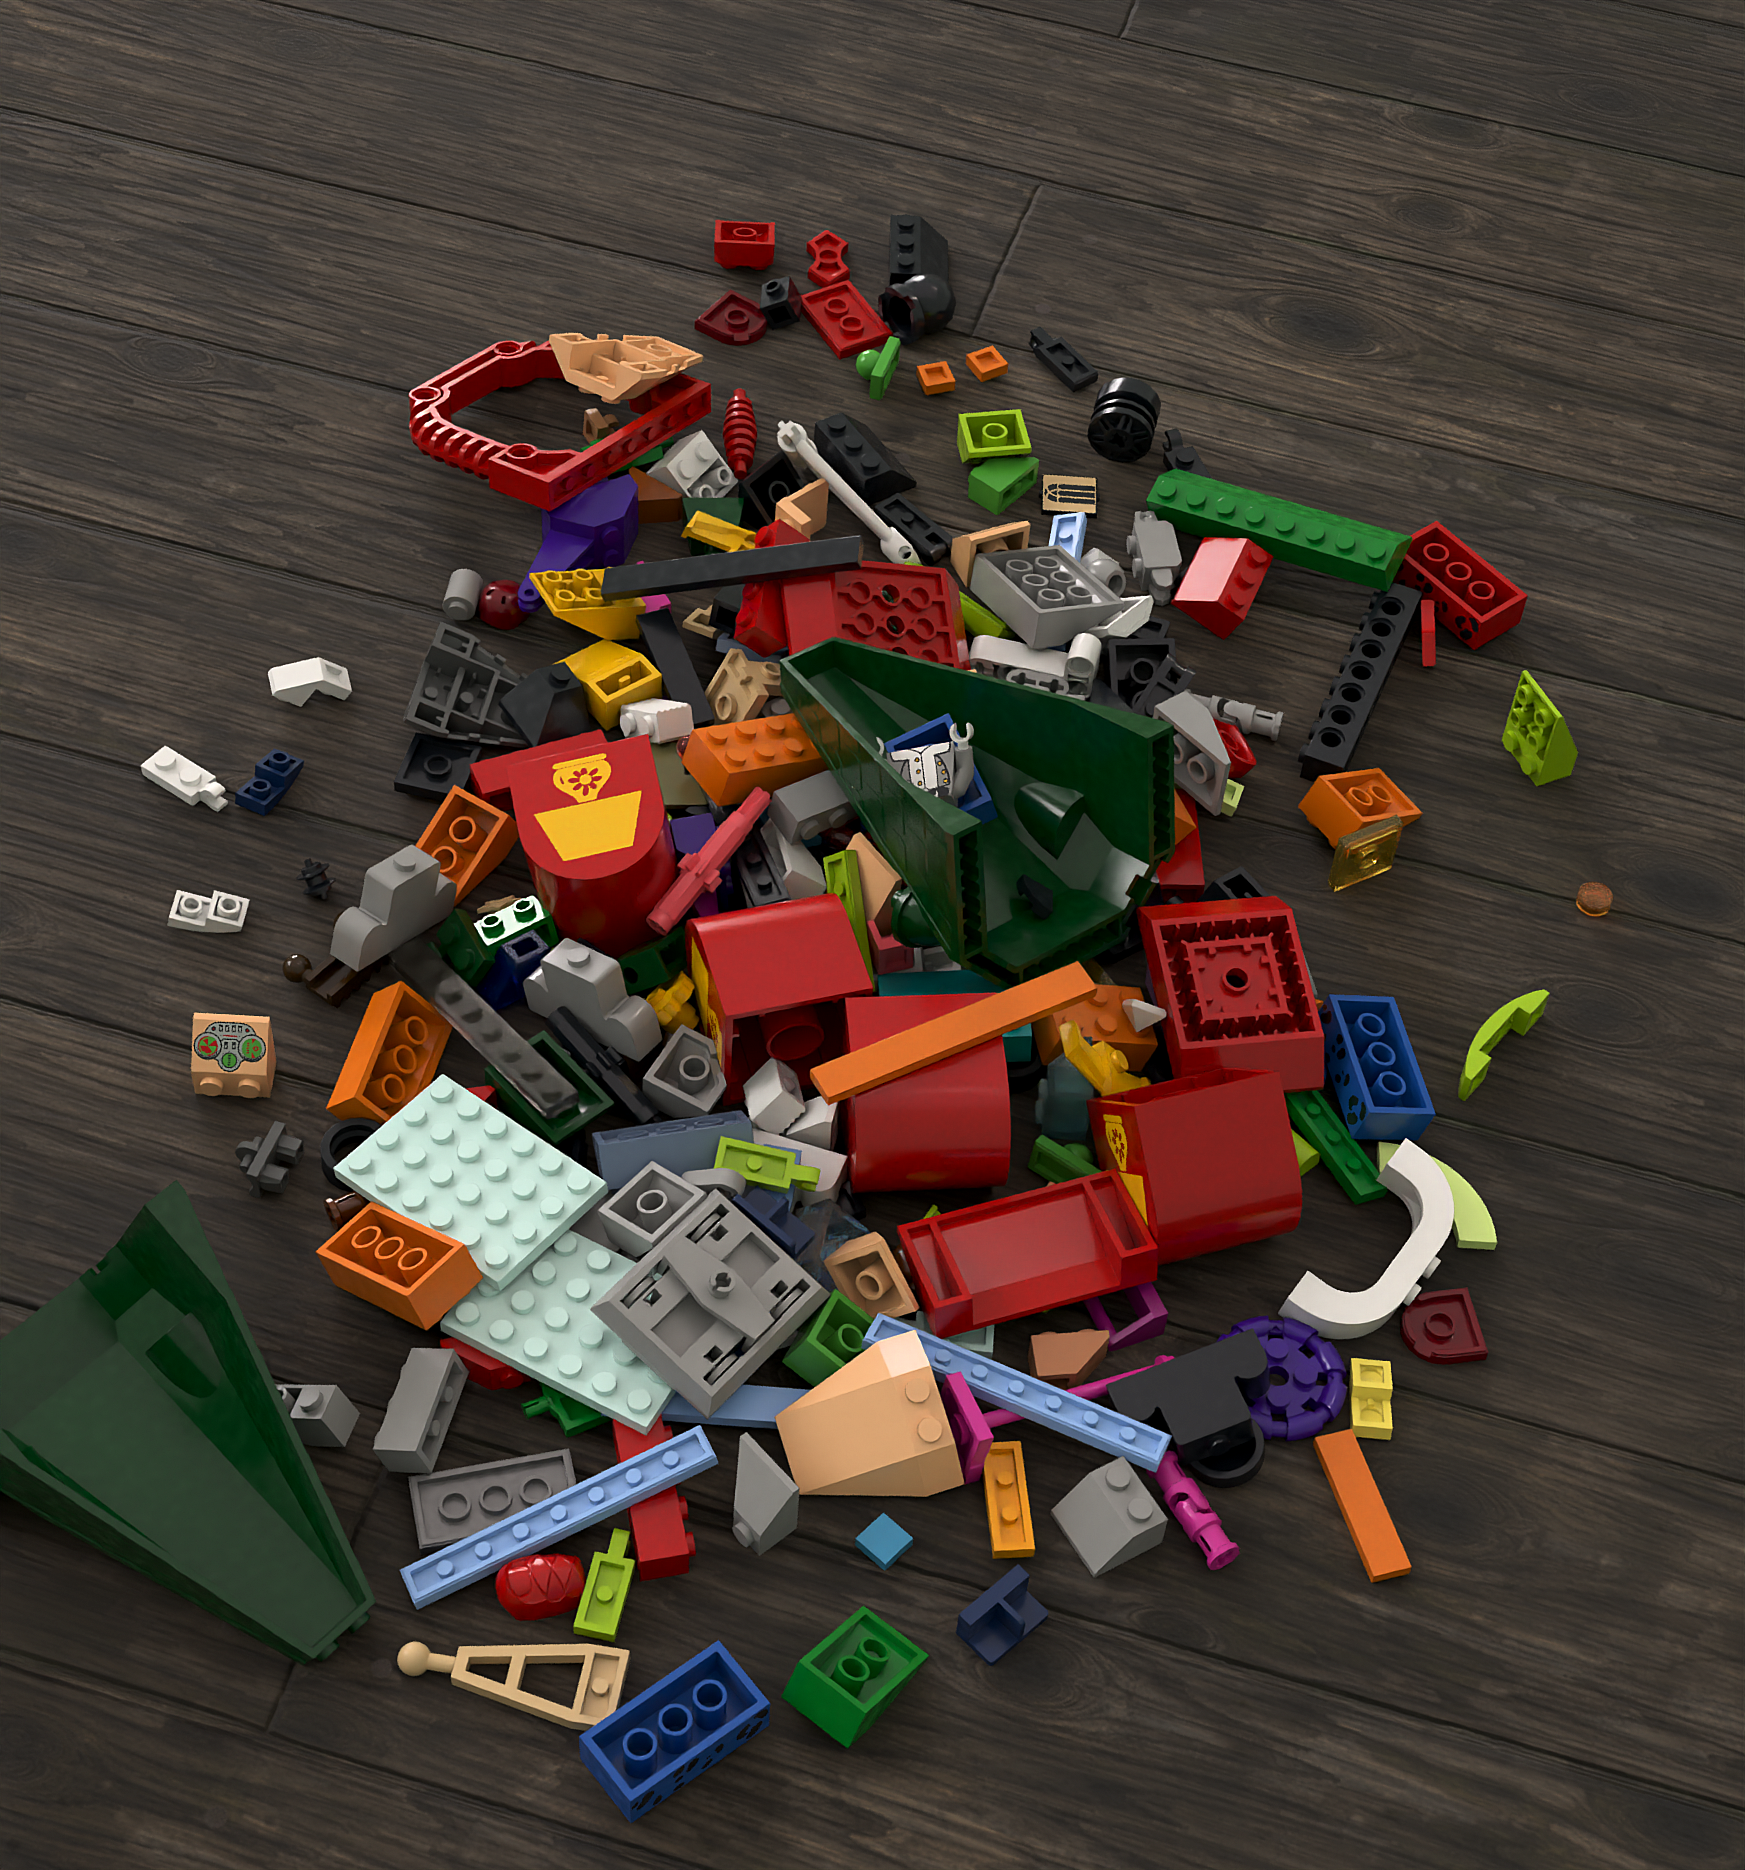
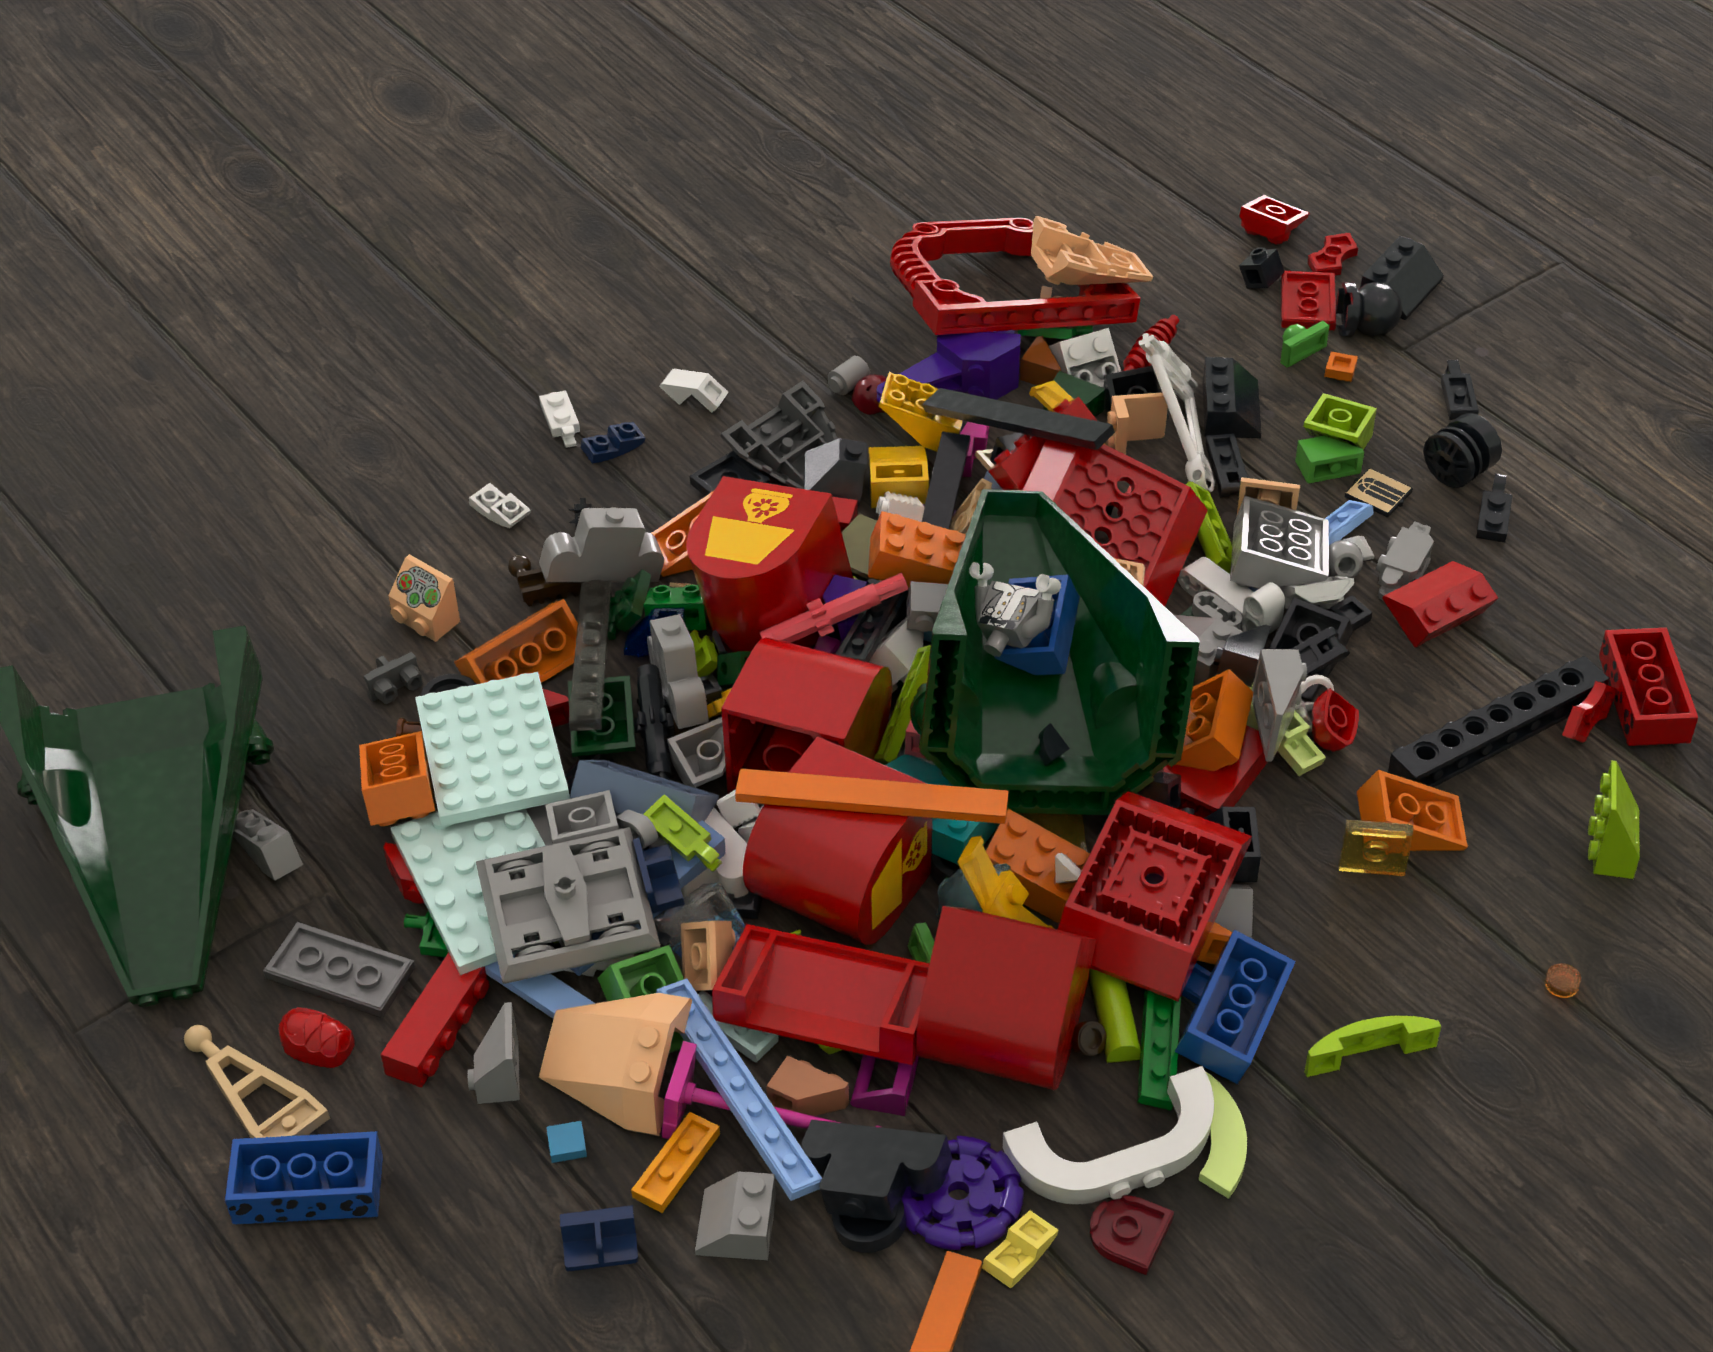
camera: 40 degrees right, 5 degrees down
(420, 1410) = (338, 882): light grey brick -> none
(558, 1517) = (361, 996): light blue tile -> none
(606, 1590) = (350, 1064): lime plate -> none
(733, 320) = (1218, 270): dark red tile -> none
(853, 1676) = (459, 1215): green slope -> none
(986, 363) = (1392, 371): orange plate -> none
(1194, 1512) = (803, 1249): dark pink piece -> none
(1242, 715) = (1370, 706): light grey piece -> none
(1280, 527) = (1523, 579): green slope -> none

